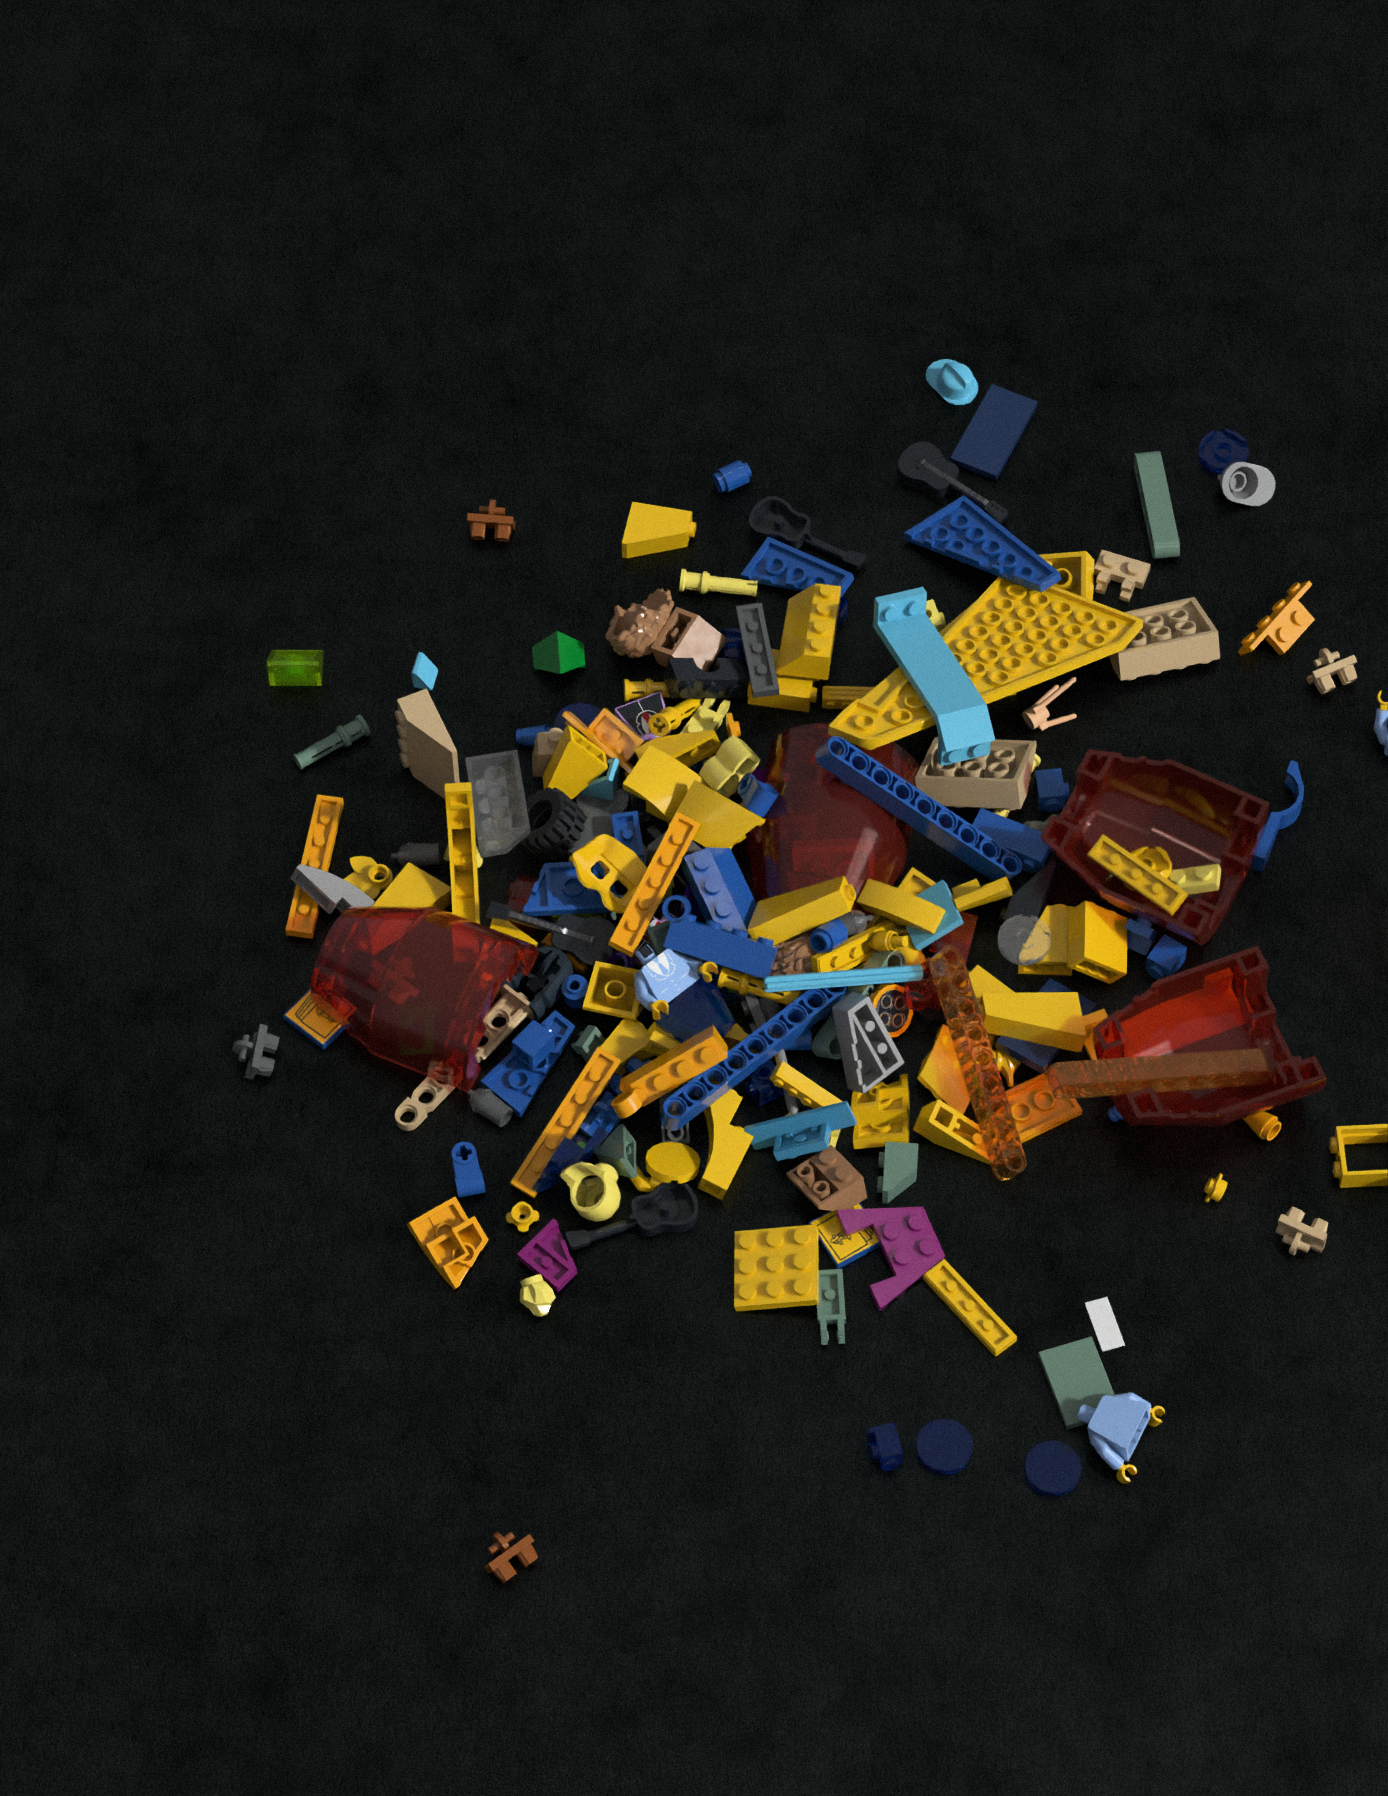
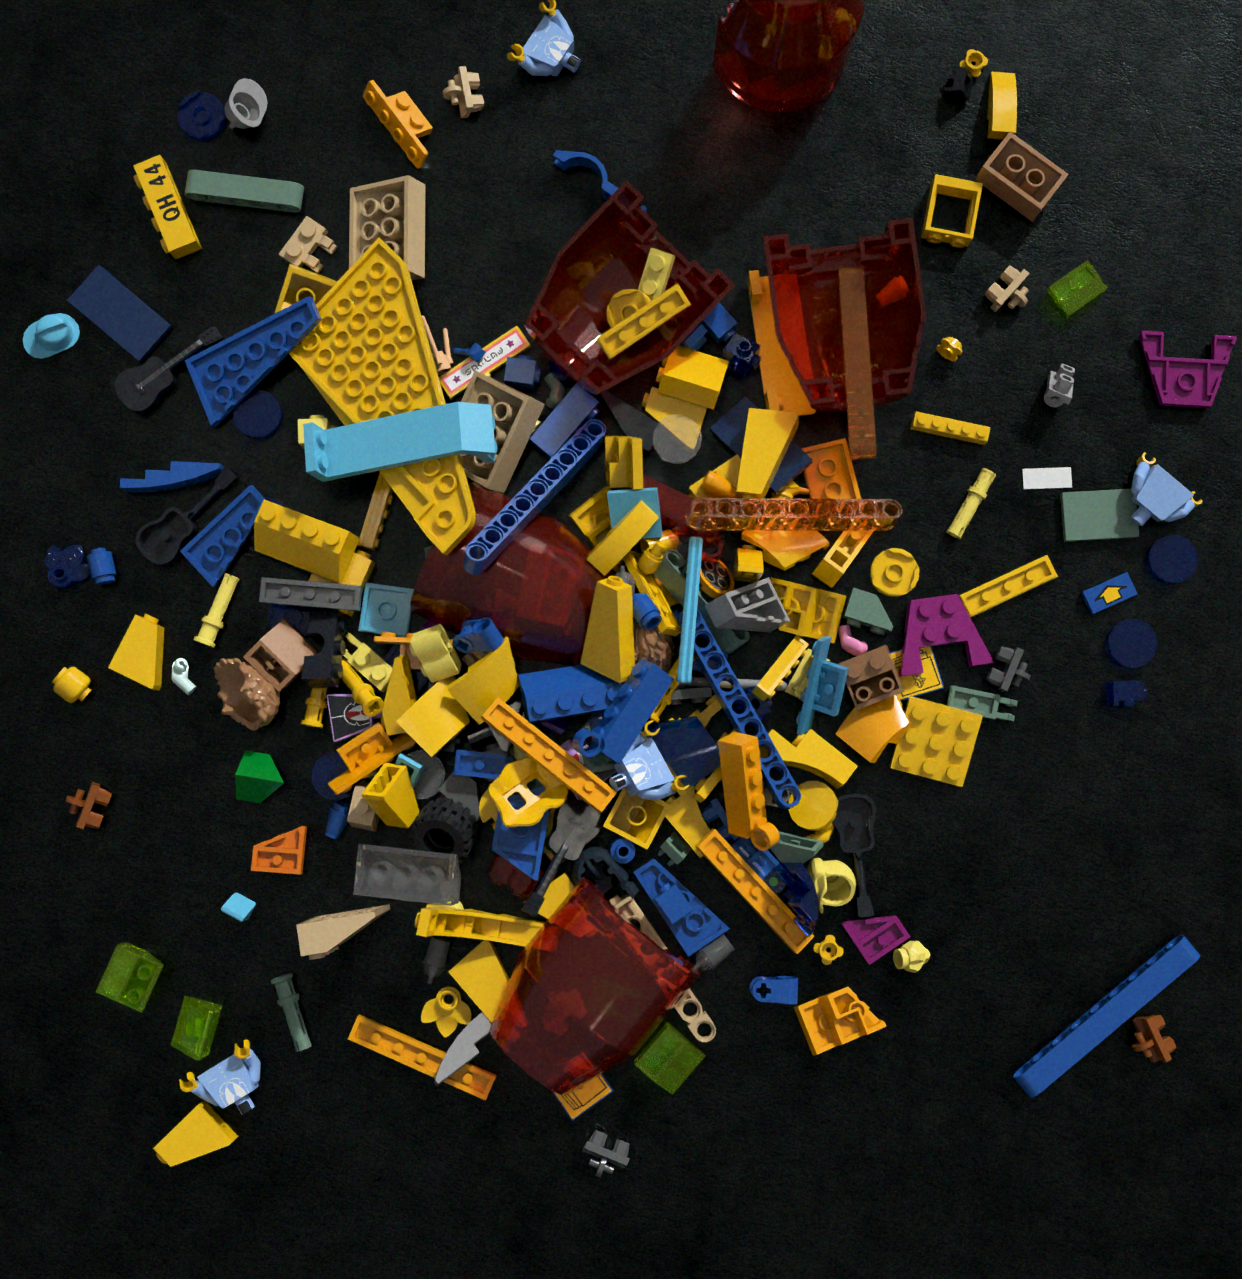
camera: 75 degrees left, 25 degrees up
(189, 687) = (194, 1136): none -> yellow slope
(250, 702) = (228, 1080): none -> light blue torso
(333, 592) = (130, 976): none -> clear neon green slope
(370, 1085) = (669, 1058): none -> clear neon green slope
(488, 696) = (281, 853): none -> orange wing
(524, 1504) = (1106, 1016): none -> blue beam
(606, 479) = (71, 684): none -> yellow head
(642, 569) = (180, 676): none -> light aqua arm
(725, 449) = (66, 561): none -> clear blue plate
(761, 726) = (386, 609): none -> medium azure tile
(779, 1200) = (874, 727): none -> light orange slope
(843, 517) = (179, 476): none -> blue slope
(864, 1159) = (849, 643): none -> bright pink arm
(874, 1325) = (1003, 678): none -> dark grey hips
(911, 1035) = (748, 564): none -> yellow slope
(930, 571) = (258, 414): none -> clear blue tile
(950, 1192) = (894, 572): none -> yellow tile
(985, 981) = (717, 485): none -> light orange cone
(994, 1411) = (1109, 593): none -> blue tile
(1050, 1248) = (975, 496): none -> light yellow pin
(1051, 754) = (508, 345): none -> tile
(1057, 742) = (474, 352): none -> blue hand
(1115, 443) = (167, 207): none -> yellow brick
(1127, 1210) = (950, 428): none -> yellow piece
(1131, 984) = (742, 354): none -> clear blue brick
(1208, 1302) = (1059, 386): none -> light grey hips
(1262, 1438) = (1185, 380): none -> magenta wing
(1328, 1302) = (1077, 288): none -> clear neon green plate

